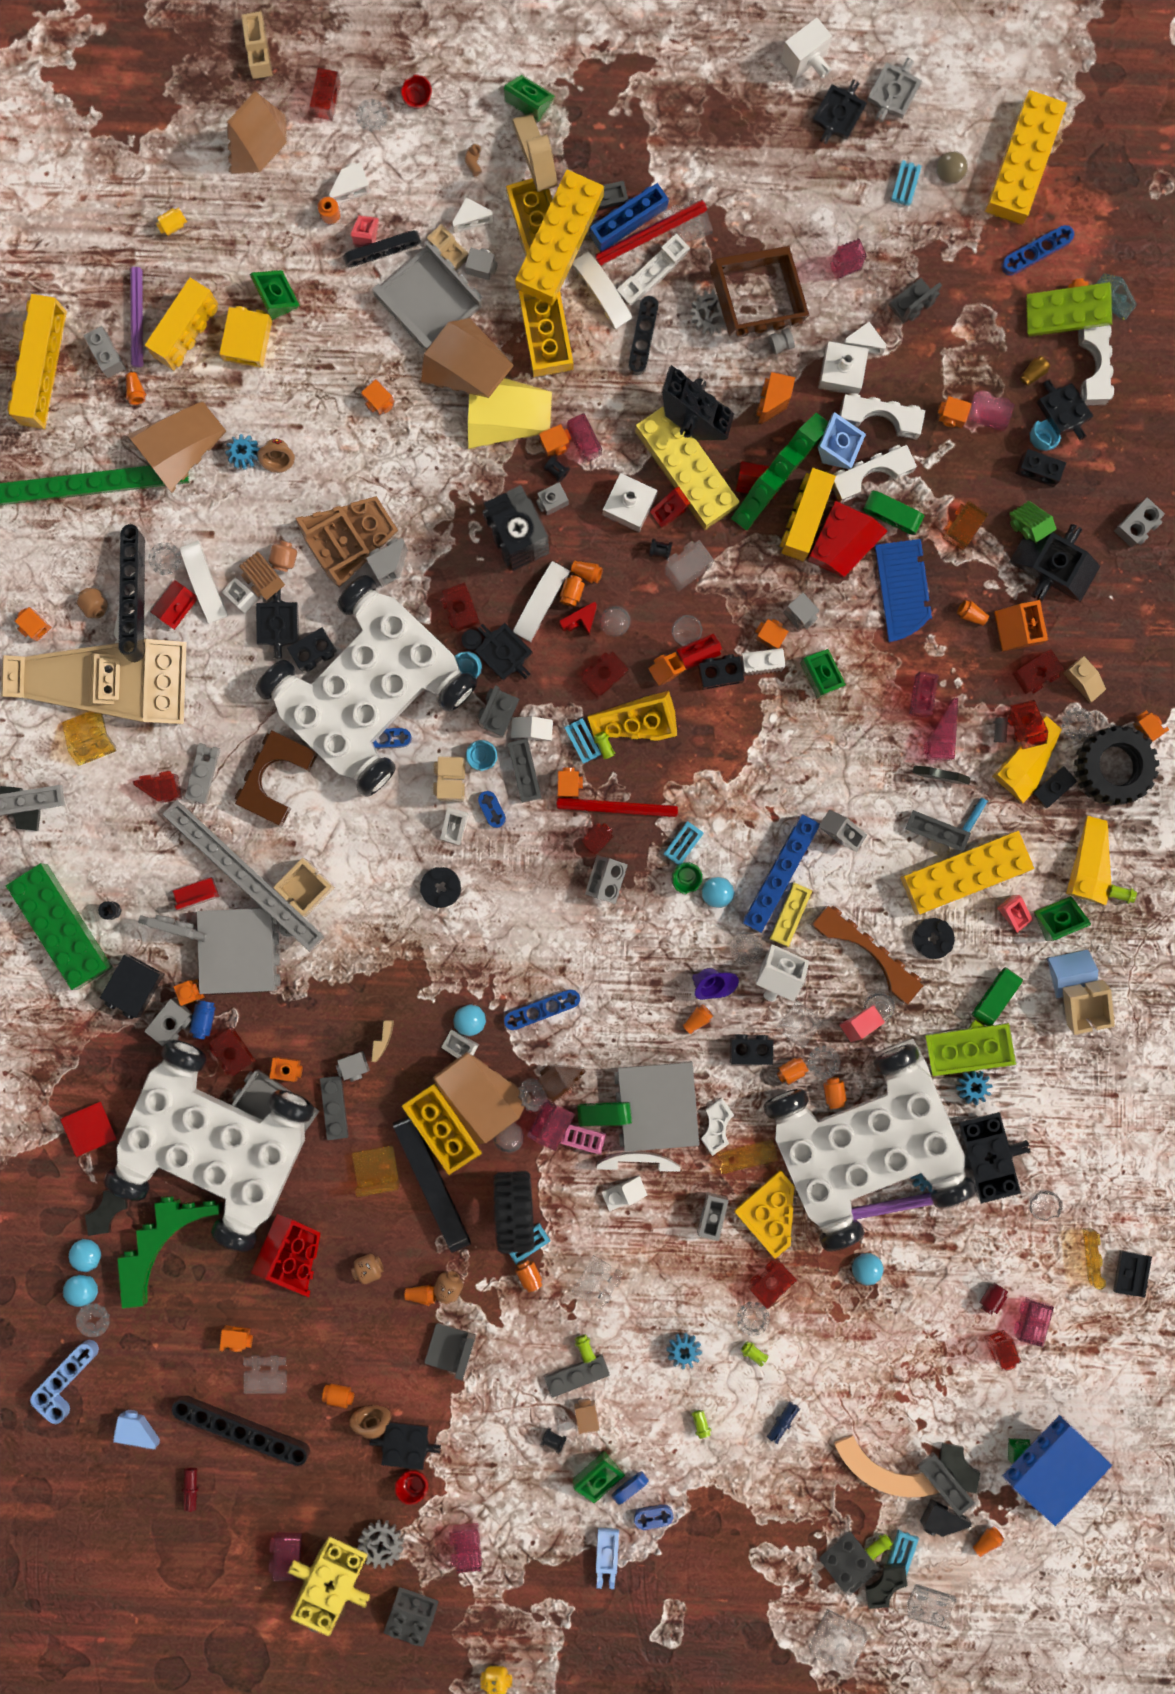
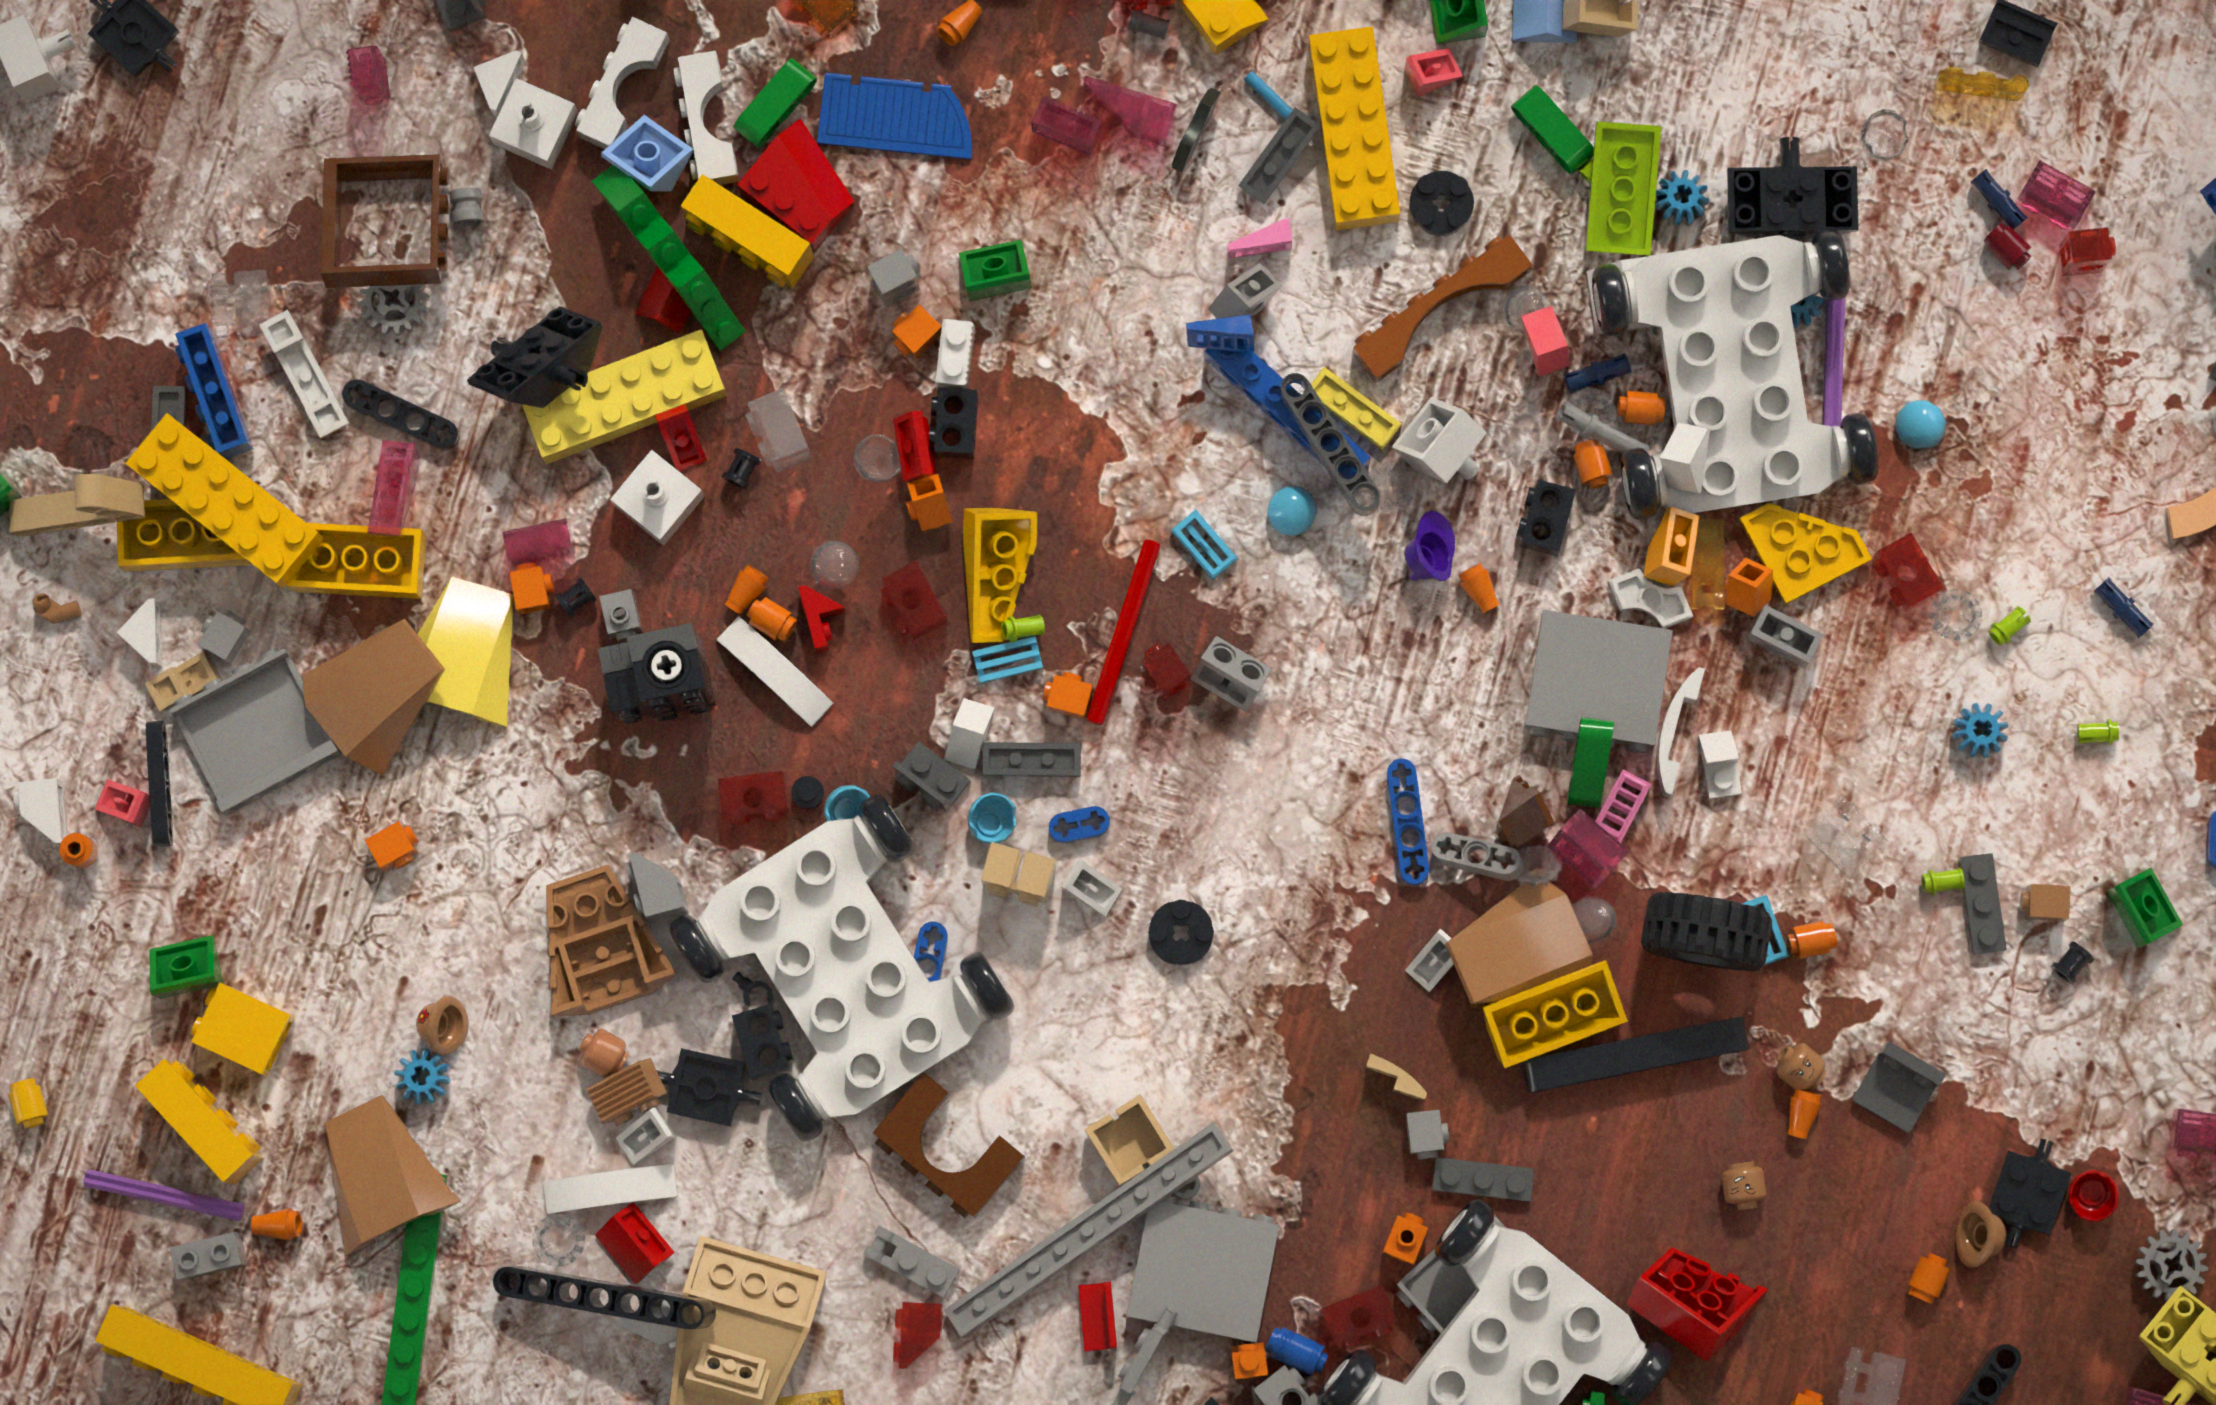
camera: 65 degrees left, 5 degrees down
(92, 603) = (601, 1369): medium nougat head -> none
(345, 632) = (747, 985): none -> black piece
(375, 1171) = (1595, 1137): clear yellow bracket -> none
(469, 1020) = (1397, 938): medium azure hair -> none
(504, 651) = (839, 746): black plate -> none
(534, 1073) = (1488, 866): none -> light grey beam
(595, 340) = (393, 487): none -> clear pink slope
(602, 289) = (314, 458): white slope -> none
(630, 1488) = (2170, 863): blue beam -> none
(651, 232) = (246, 363): red axle -> none
(686, 877) = (1258, 551): green hair -> none
(738, 1186) = (1749, 587): none -> orange brick
(751, 1133) = (1672, 547): none -> light orange slope
(766, 895) = (1328, 429): none -> dark grey beam
(776, 394) = (549, 234): orange slope -> none
(808, 1129) = (1686, 457): none -> white slope
(815, 823) = (1222, 334): none -> blue slope
(815, 1065) = (1591, 426): none -> light grey pin
(850, 1060) = (1597, 373): none -> dark blue pin
(882, 835) = (1266, 240): none -> bright pink slope
(1022, 1286) = (1998, 199): none -> dark blue pin

